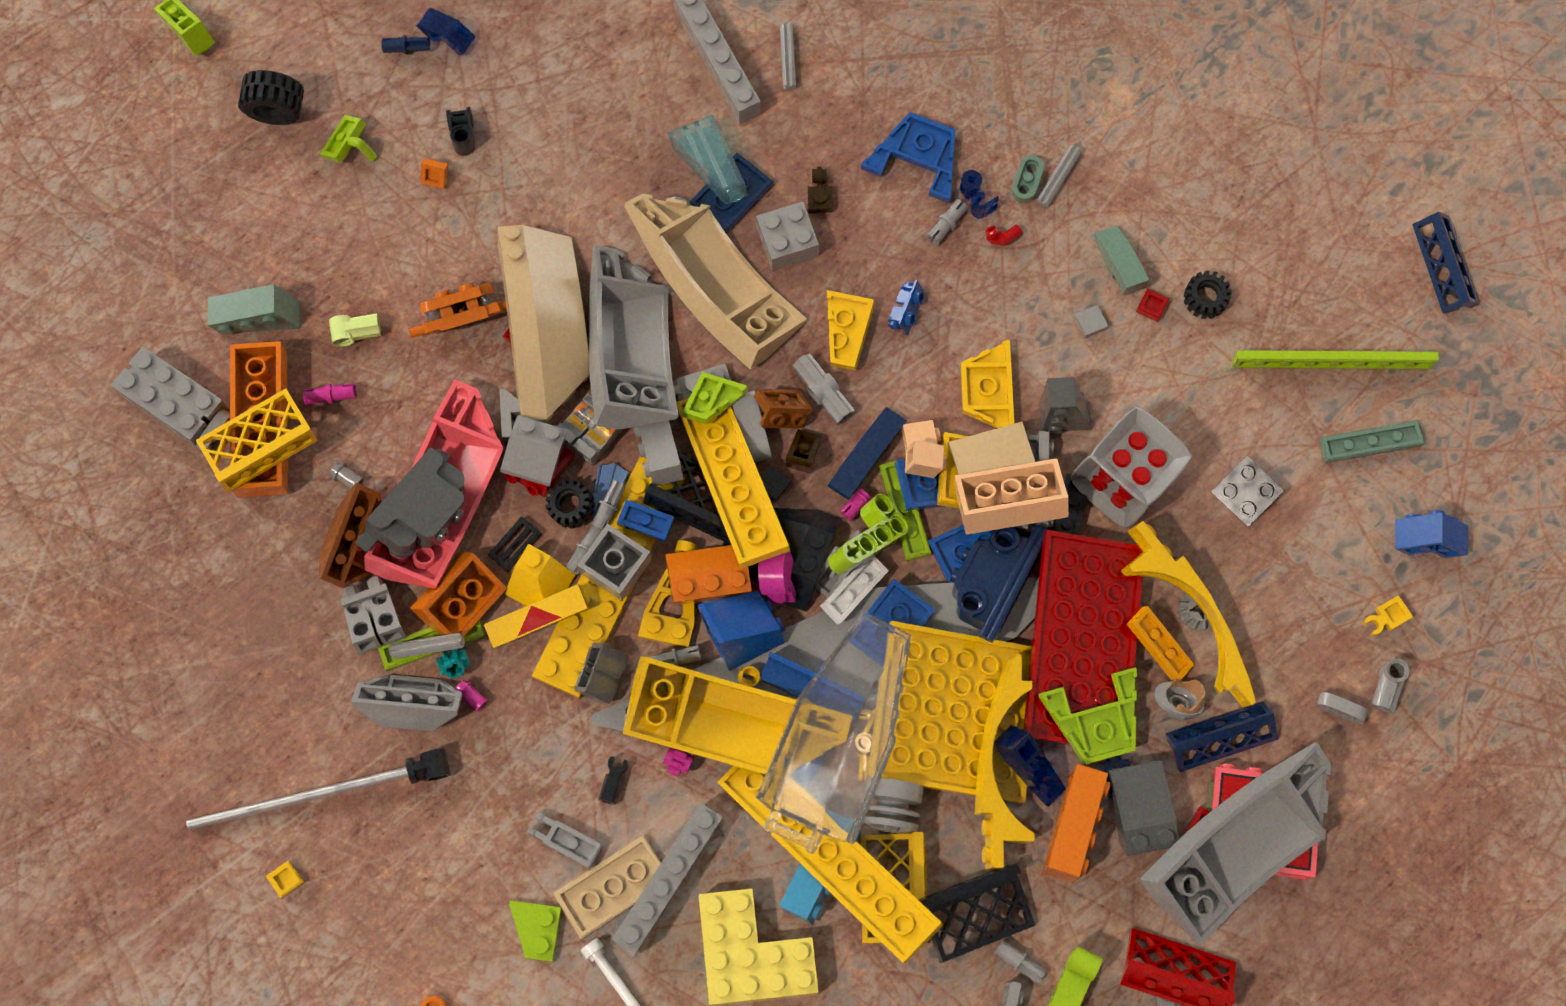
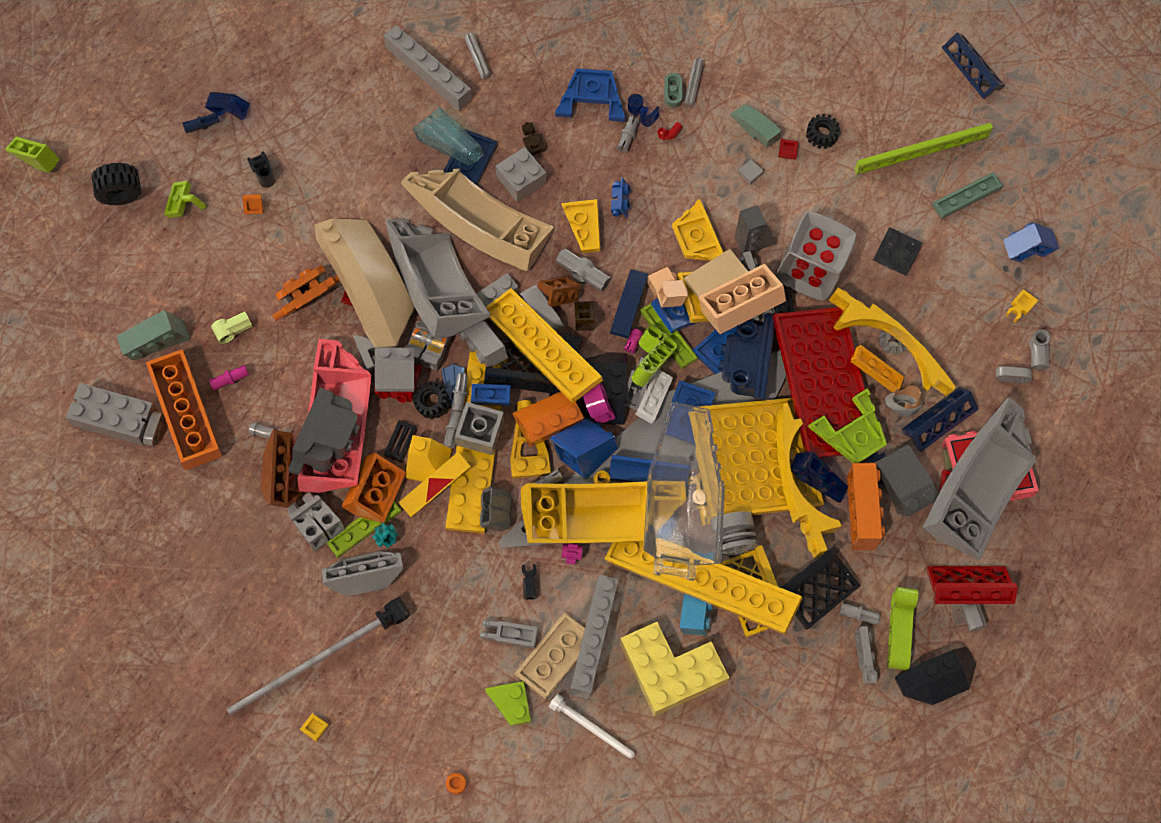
camera: 20 degrees left, 5 degrees down
(264, 454) = (199, 429): yellow fence -> none
(427, 645) = (363, 528): light grey axle -> none
(471, 695) = (407, 555): dark pink pin -> none
(712, 397) = (508, 297): lime wing -> none

